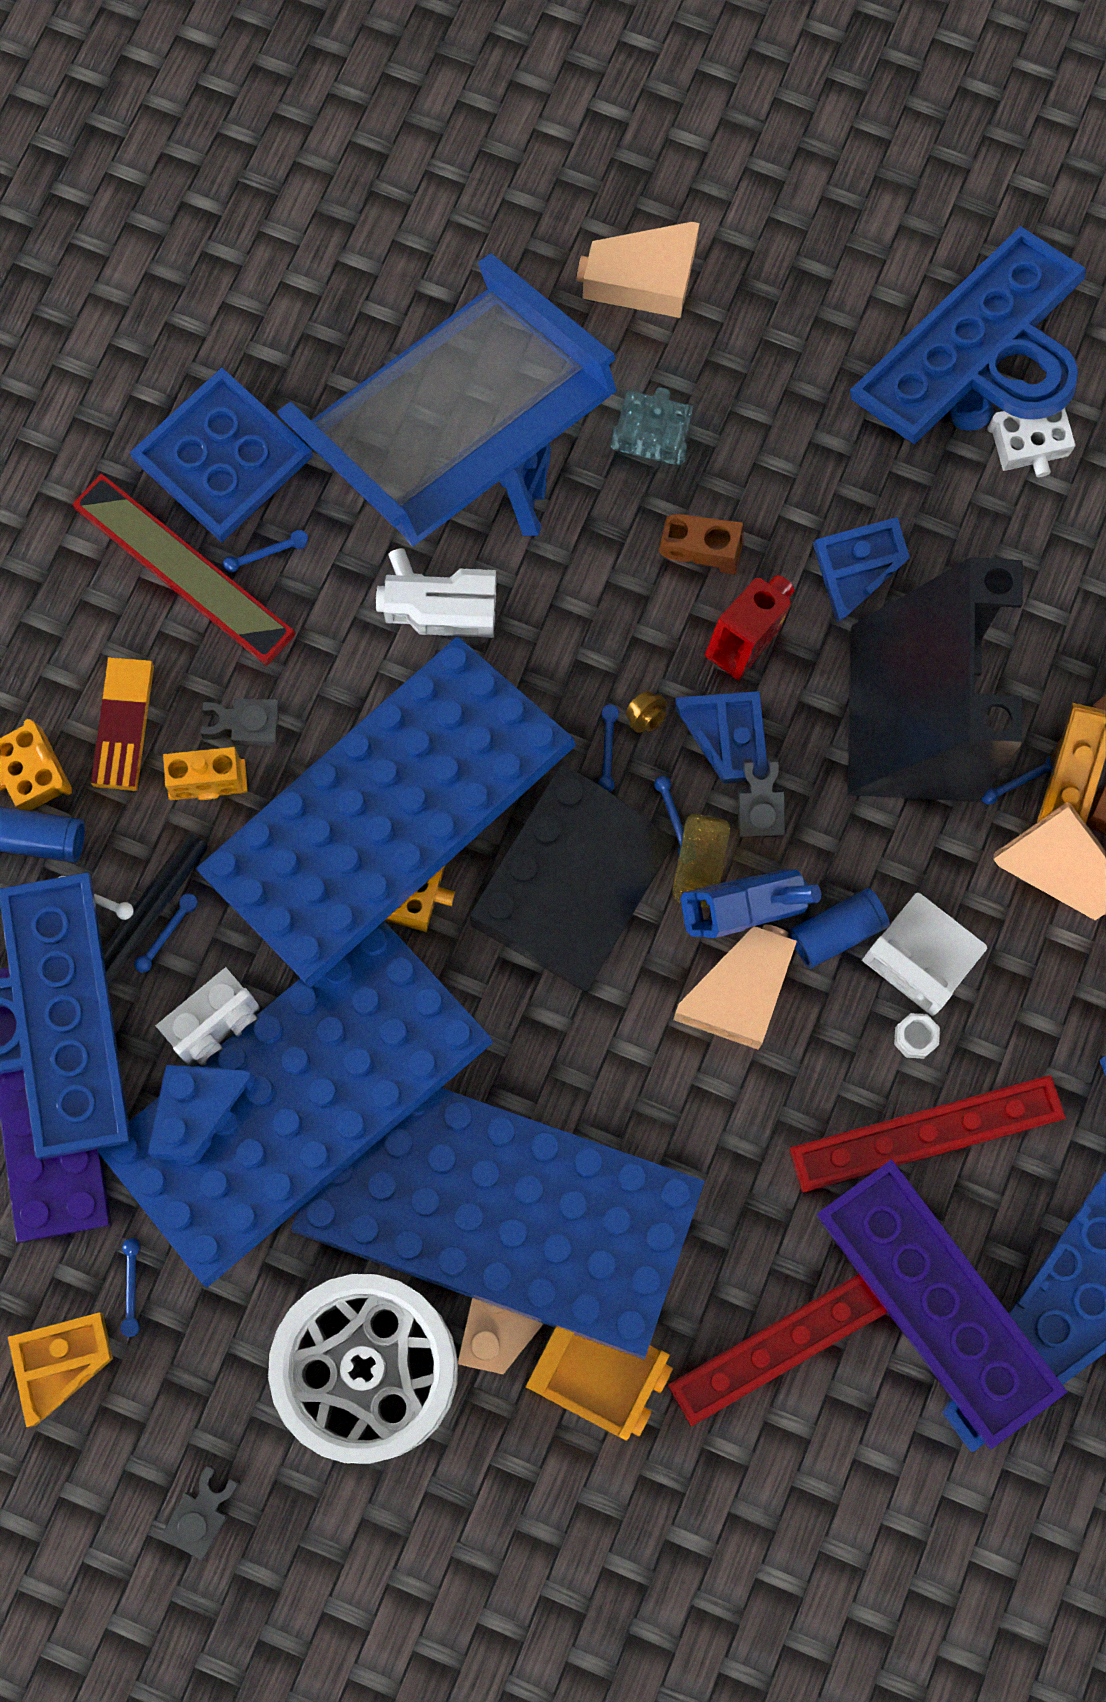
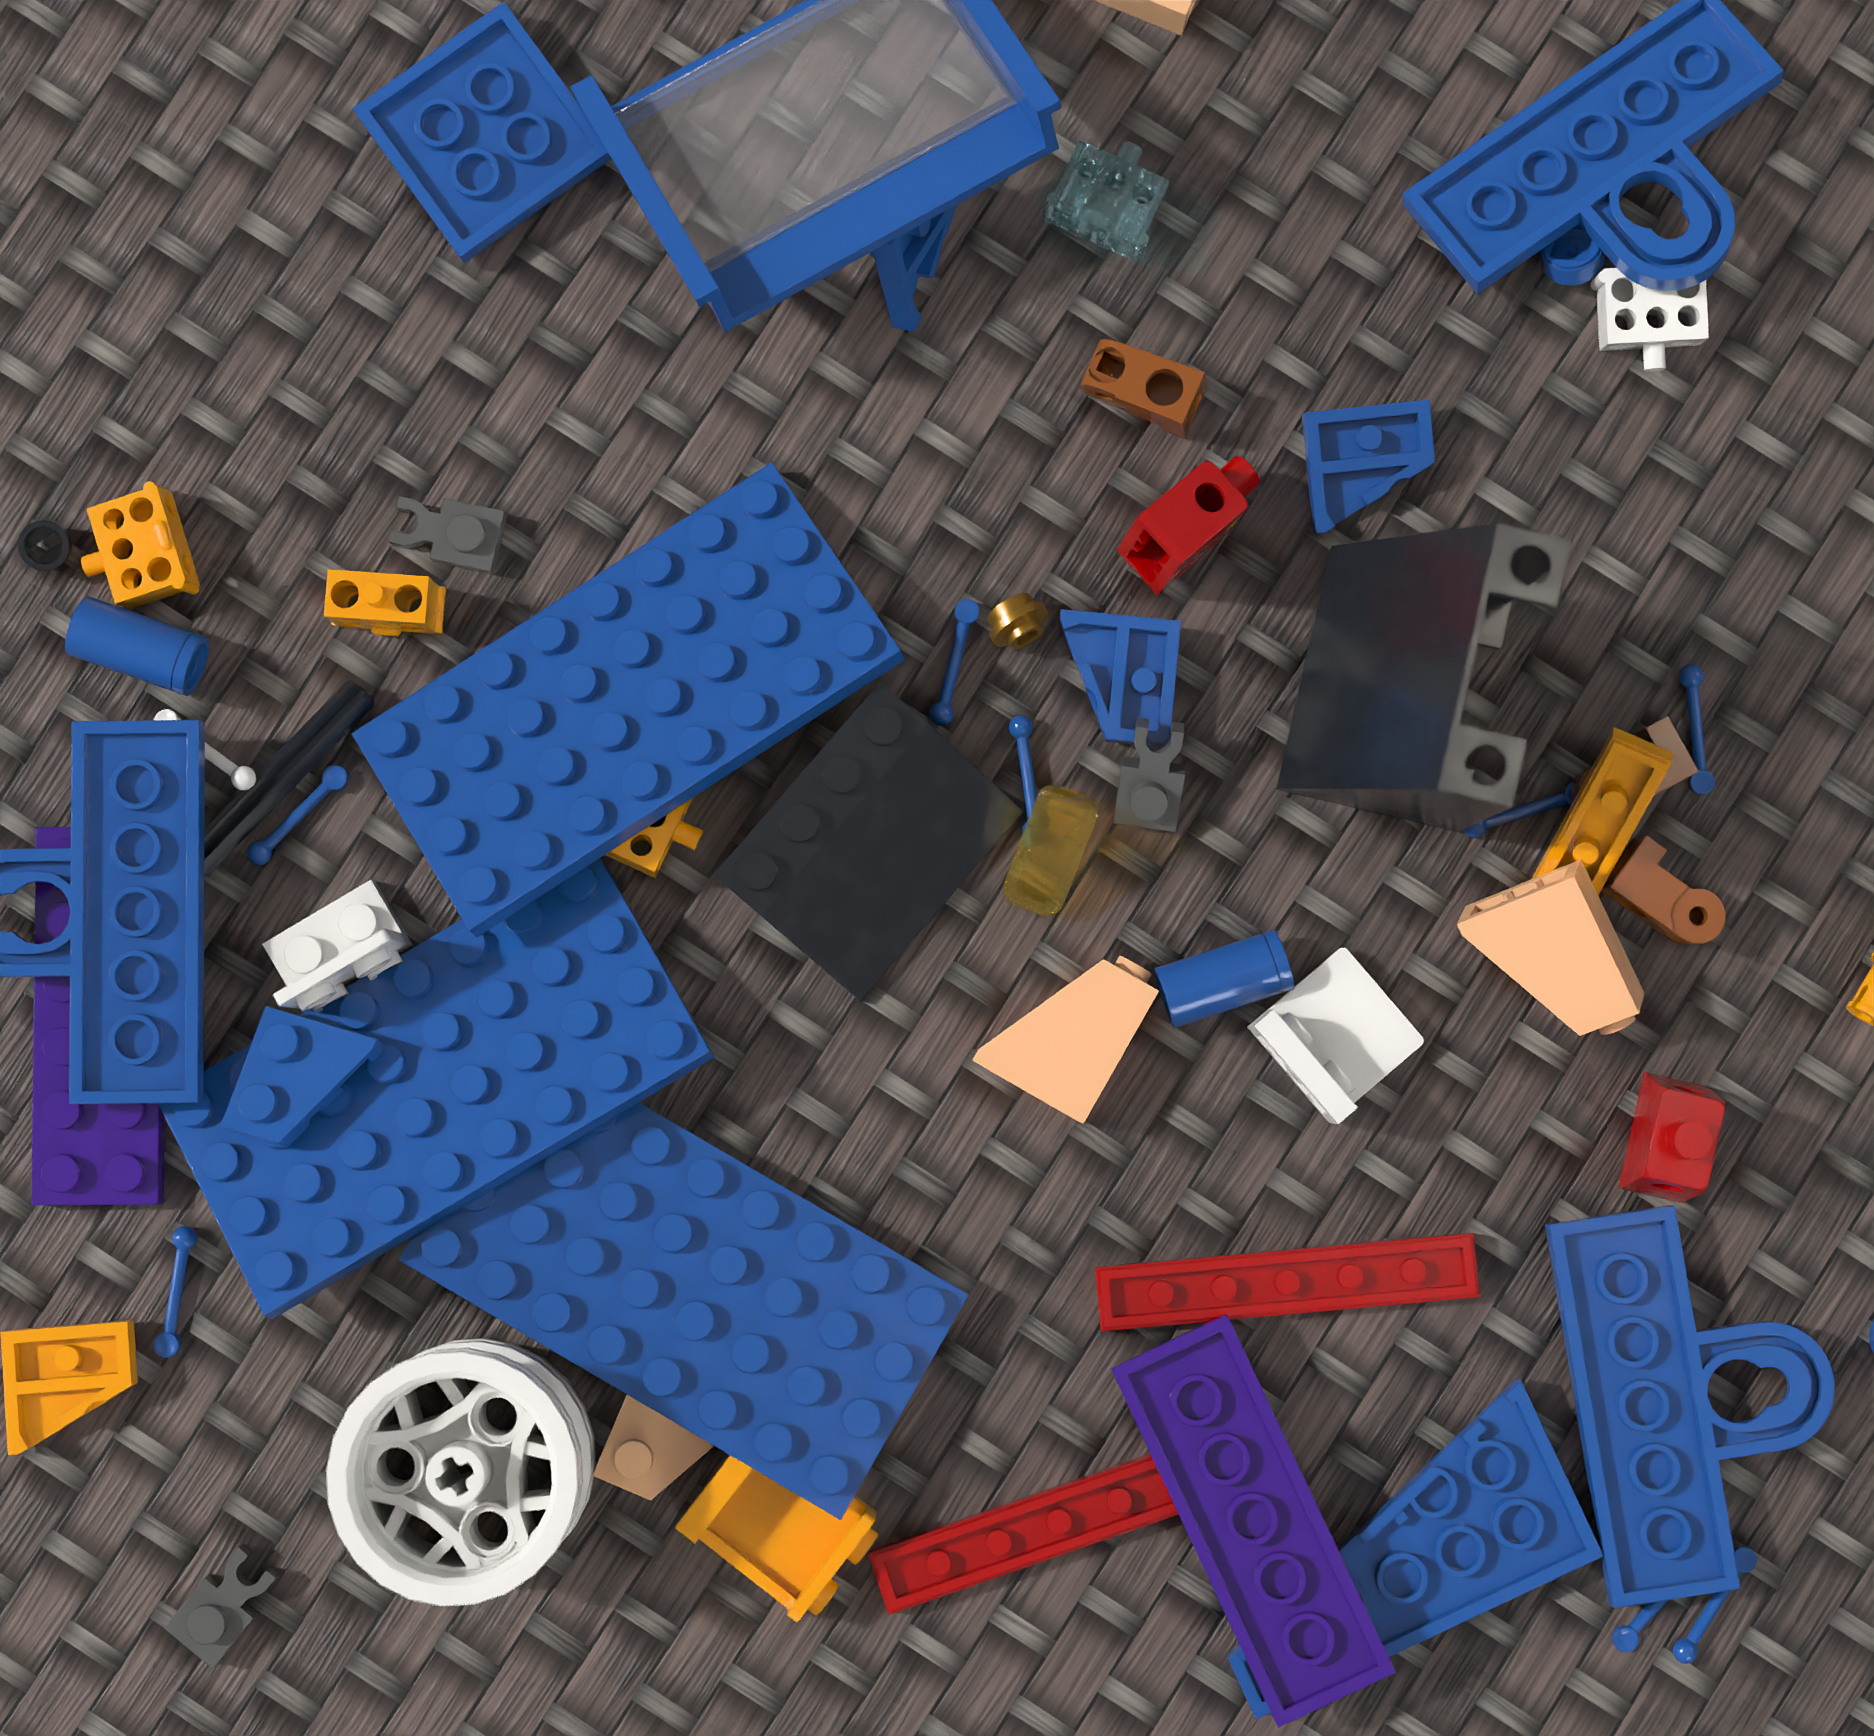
camera: 15 degrees right, 10 degrees up
(122, 724) = (283, 505): tile -> none
(184, 569) = (403, 293): olive tile -> none
(298, 540) = (573, 277): blue hinge -> none
(439, 604) = (752, 413): white piece -> none
(747, 902) = (1100, 924): blue piece -> none
(917, 1035) = (1300, 1146): white tile -> none

